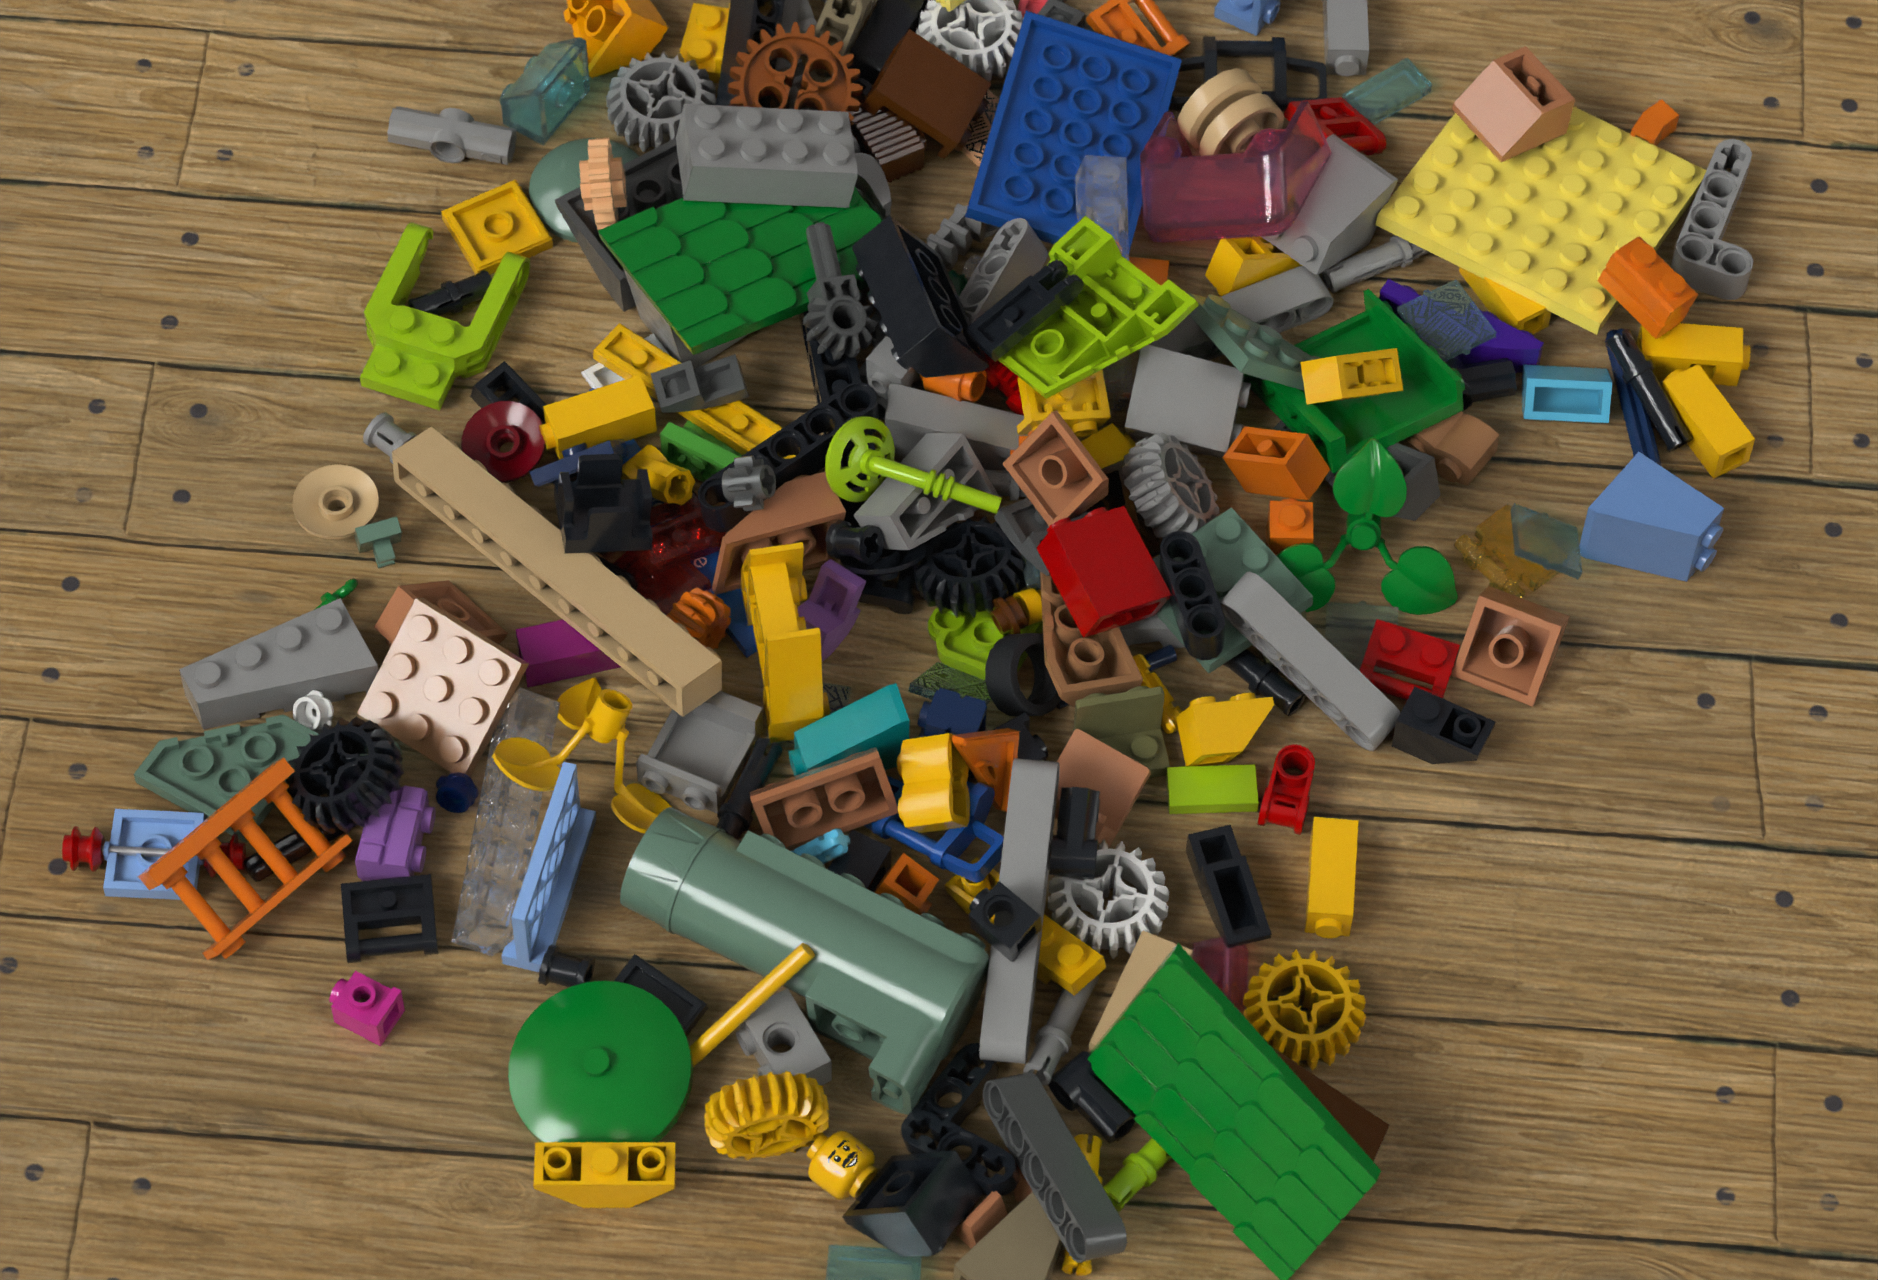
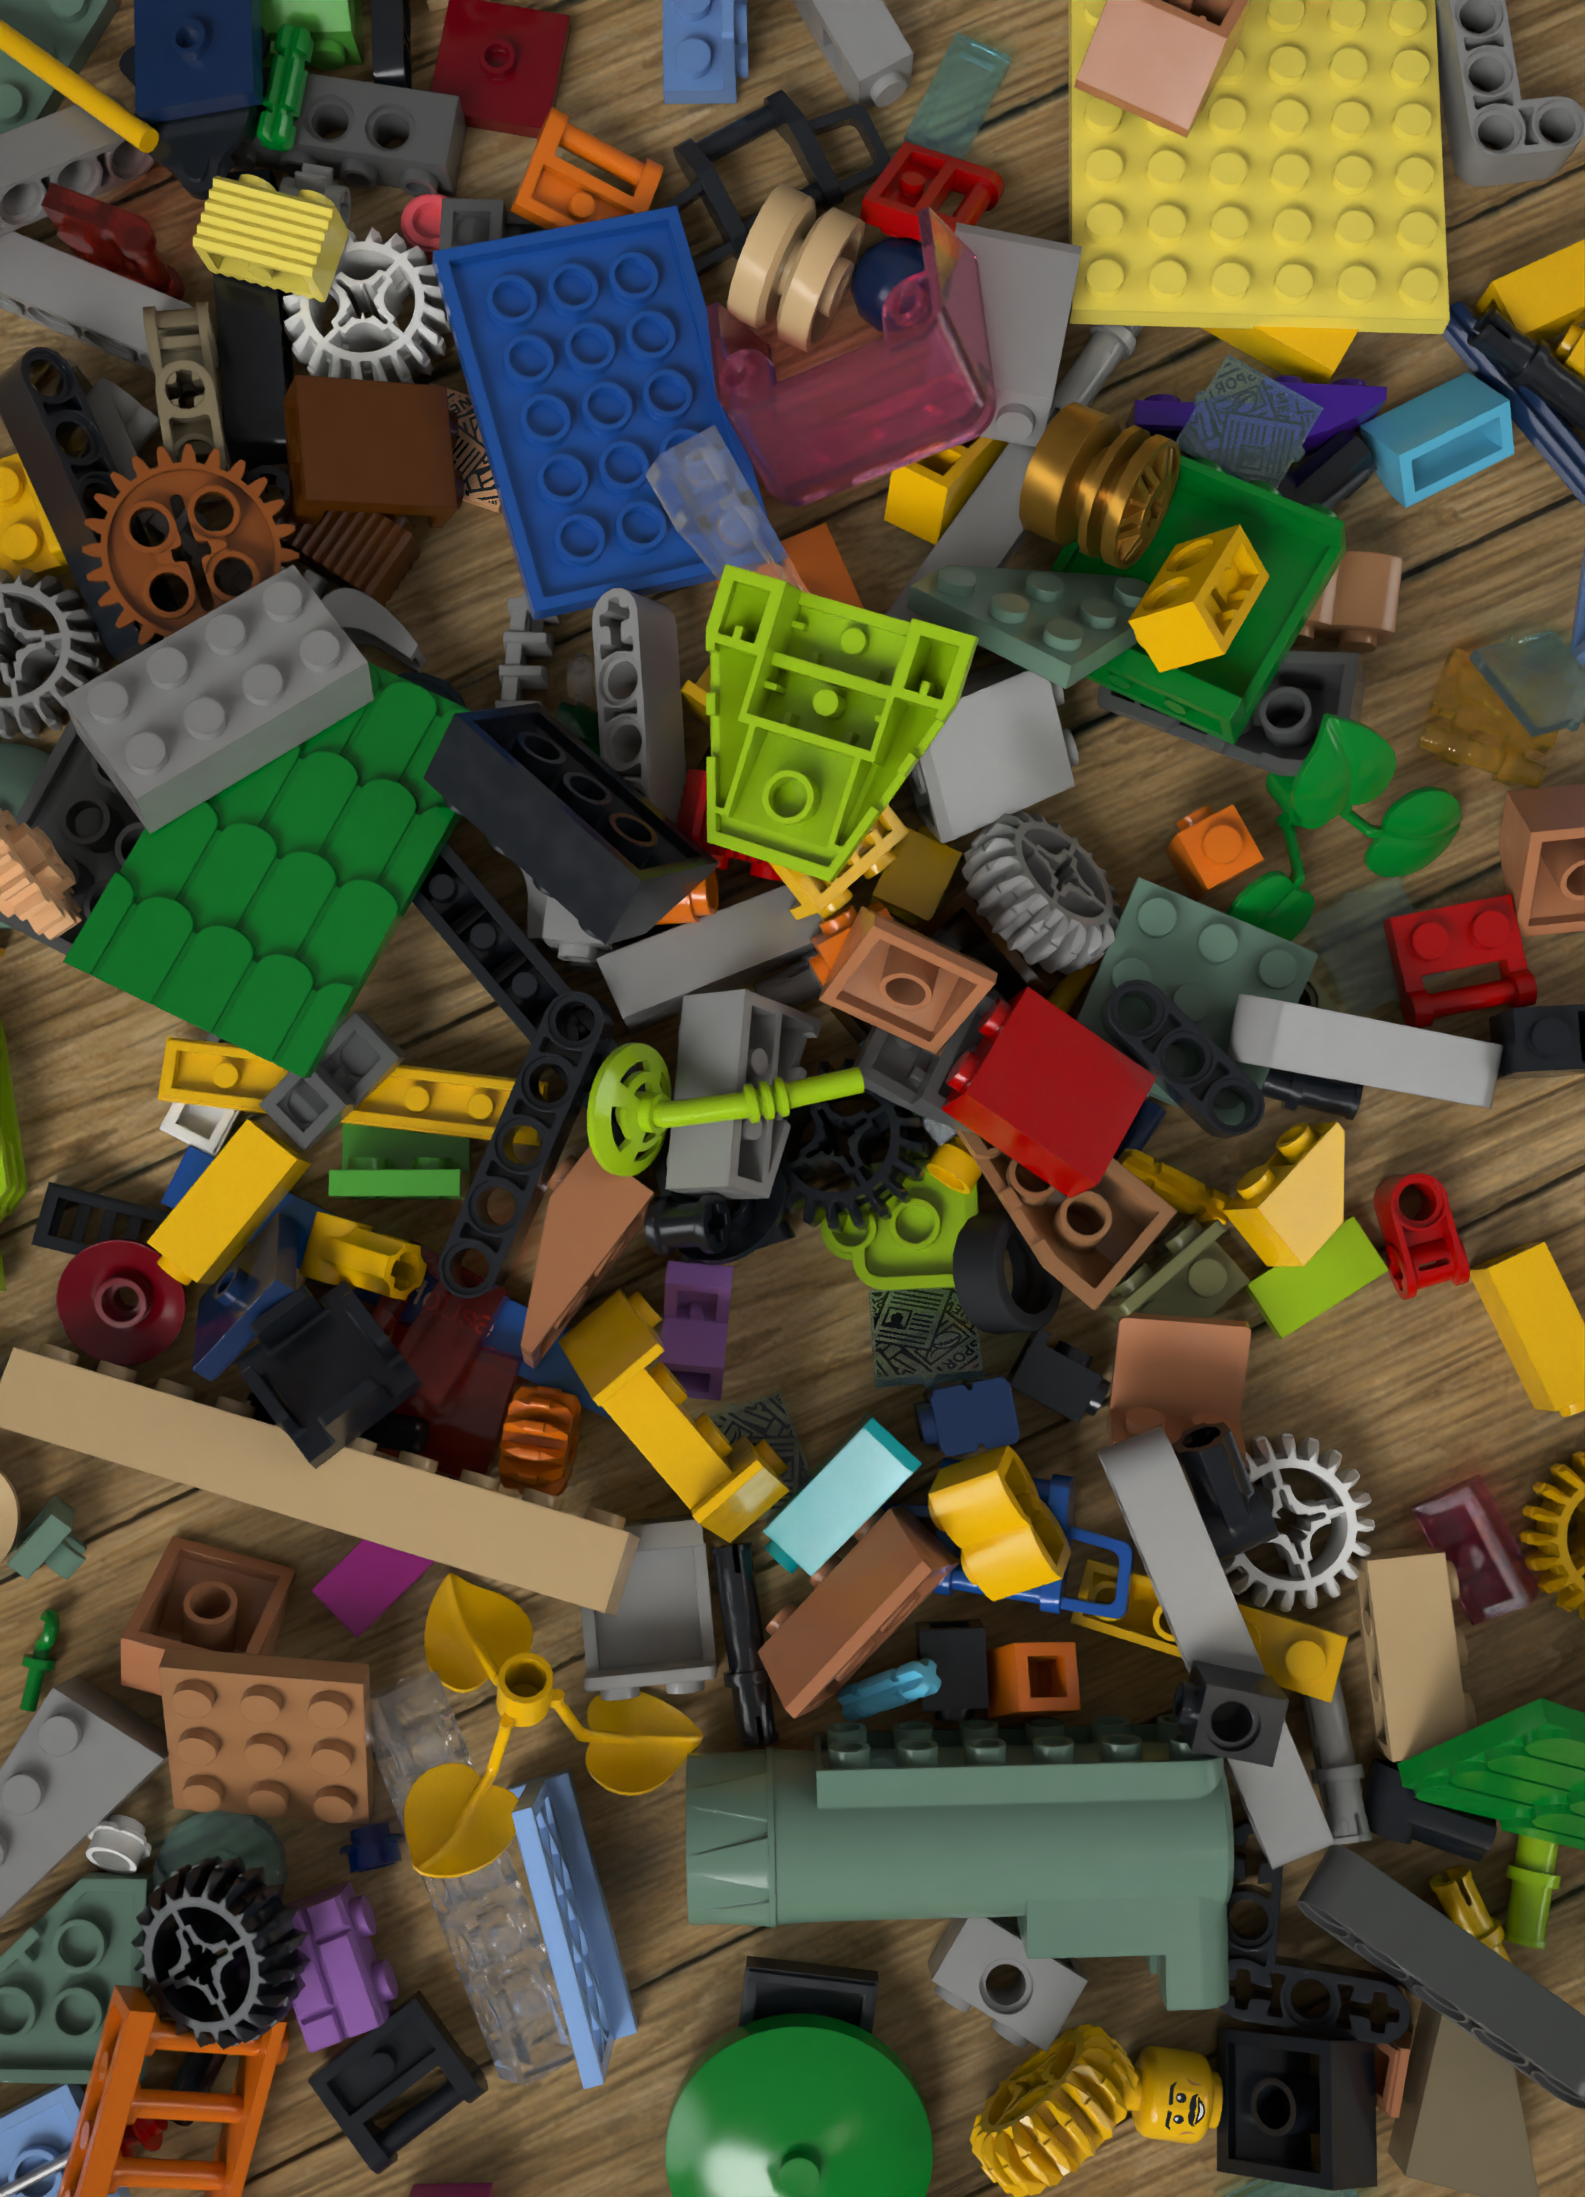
camera: 30 degrees left, 25 degrees up
(564, 968) = (668, 2025): black bush -> none
(748, 483) = (510, 1249): dark grey gear -> none
(751, 1002) = (950, 1974): yellow bar -> none
(835, 298) = (445, 871): dark grey gear -> none
(990, 759) = (1050, 1438): orange tile -> none
(1008, 616) = (941, 1202): reddish brown plate -> none
(1024, 309) = (728, 767): black hinge -> none
(1227, 886) = (1429, 1426): black slope -> none
(1276, 463) = (1152, 769): orange brick -> none
(1334, 303) = (1099, 485): none -> pearl gold wheel
(1647, 287) = (1497, 235): orange brick -> none

